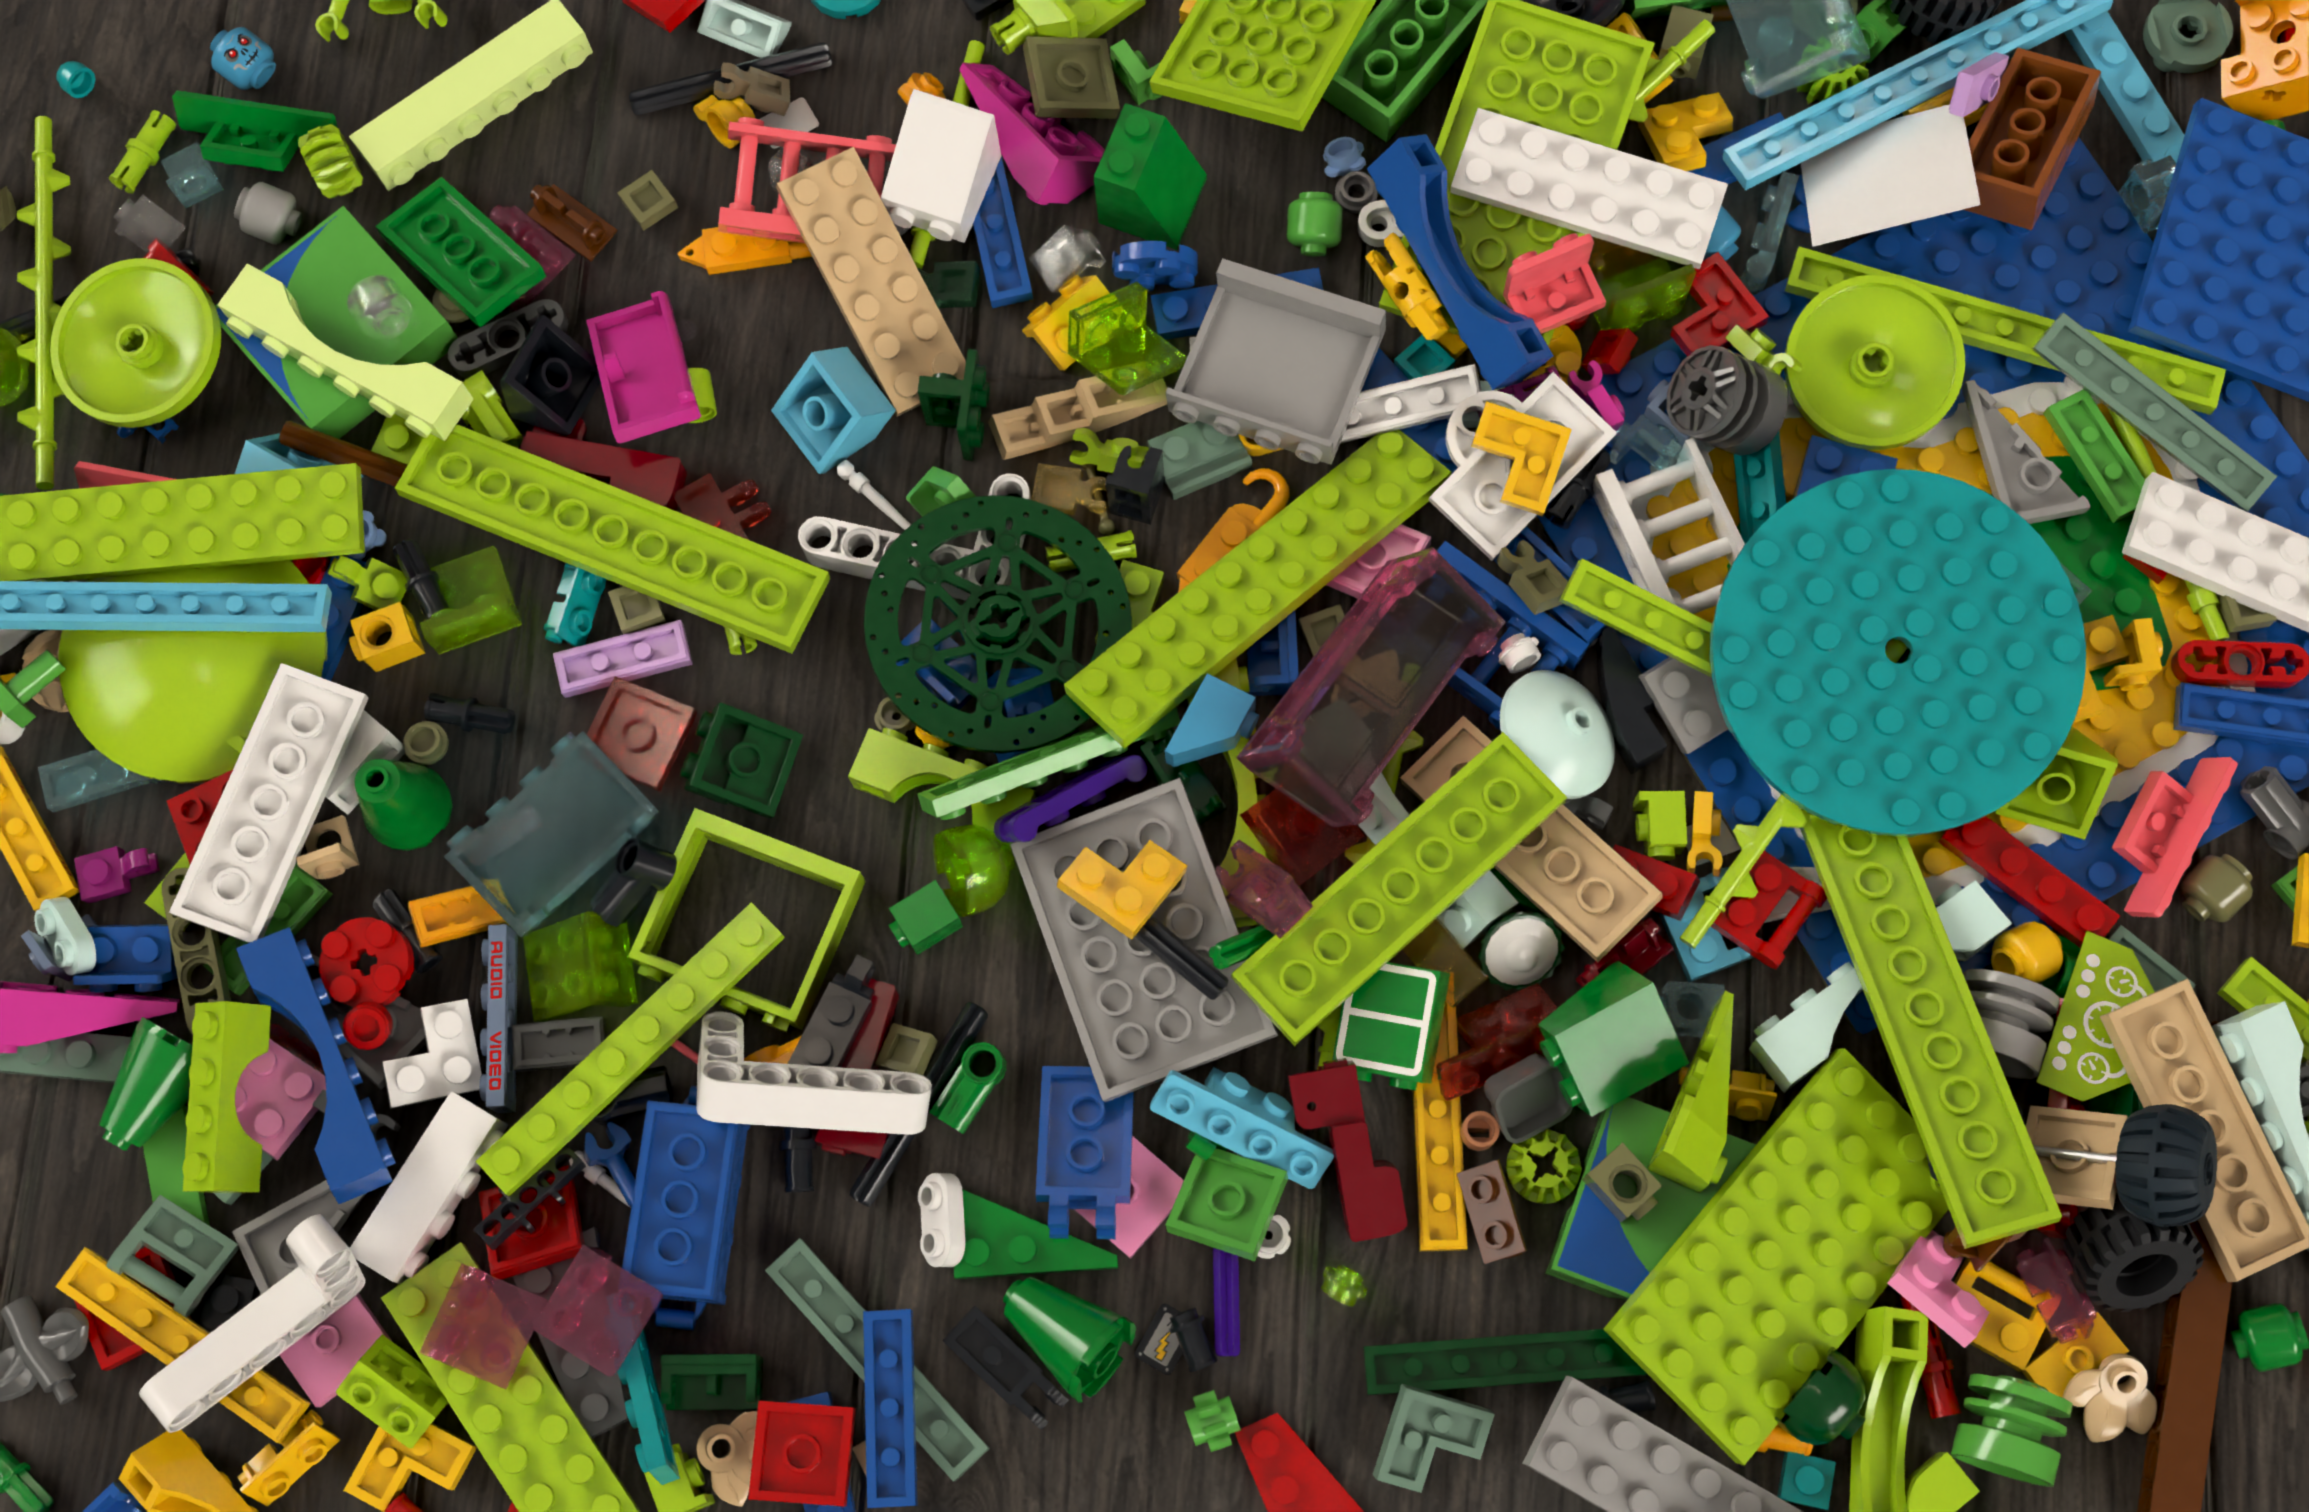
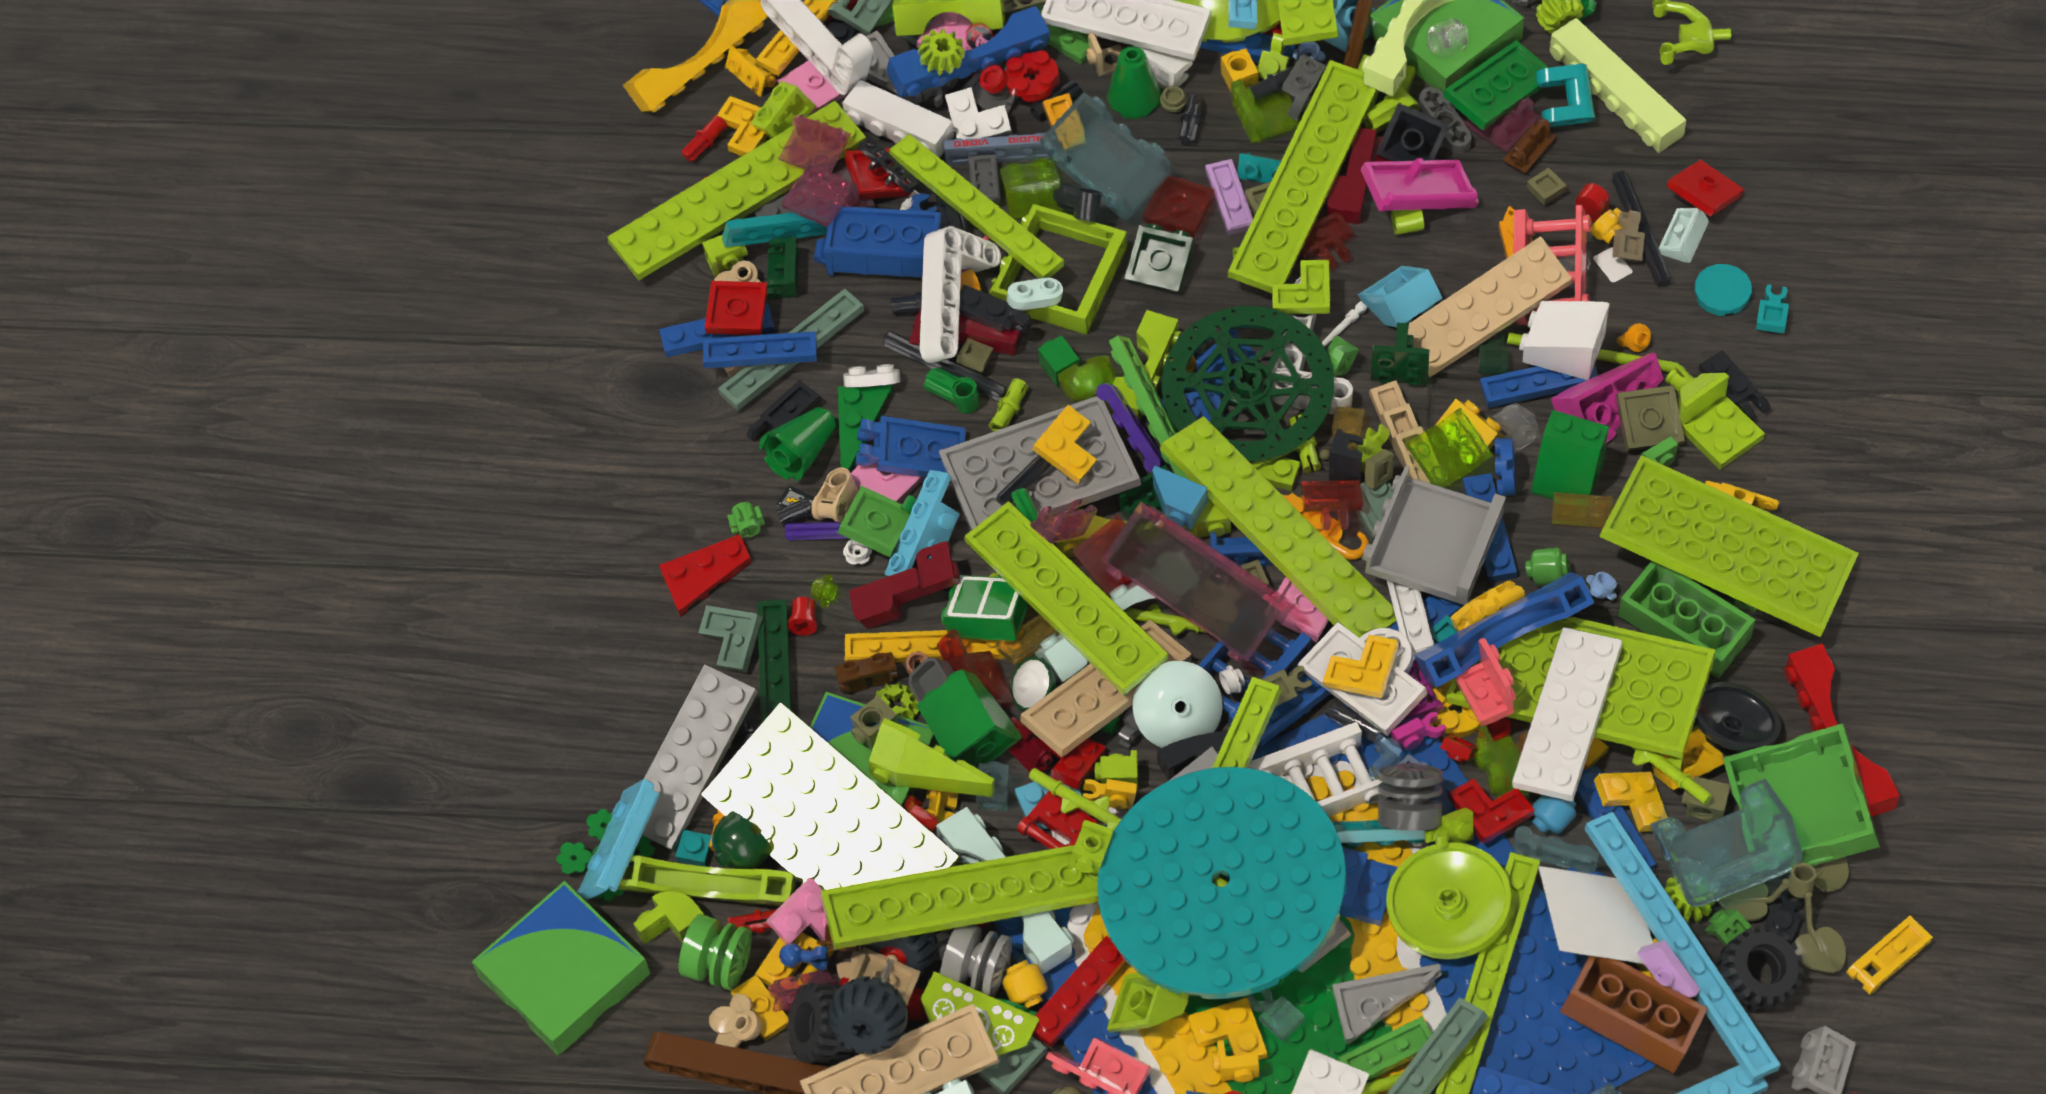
camera: 90 degrees right, 15 degrees down
(284, 1046) = (978, 34): none -> tile
(331, 1113) = (941, 51): none -> lime gear
(435, 531) = (1303, 83): none -> dark grey bracket
(489, 142) = (1578, 93): none -> teal connector
(687, 136) = (1593, 200): none -> red piece
(812, 945) = (1034, 293): none -> light aqua plate
(843, 523) = (1308, 297): none -> lime plate
(1002, 998) = (1009, 405): none -> lime pin
(1152, 437) = (1378, 468): none -> olive plate
(1179, 1272) = (836, 496): none -> tan piece
(1198, 511) = (1332, 496): none -> clear red hinge
(1219, 175) = (1581, 509): none -> clear yellow plate
(1390, 1318) = (803, 618): none -> red bush
(1763, 1115) = (914, 808): none -> red tile
(1830, 854) = (1091, 847): none -> lime brick
(2004, 1305) = (792, 955): none -> blue arm

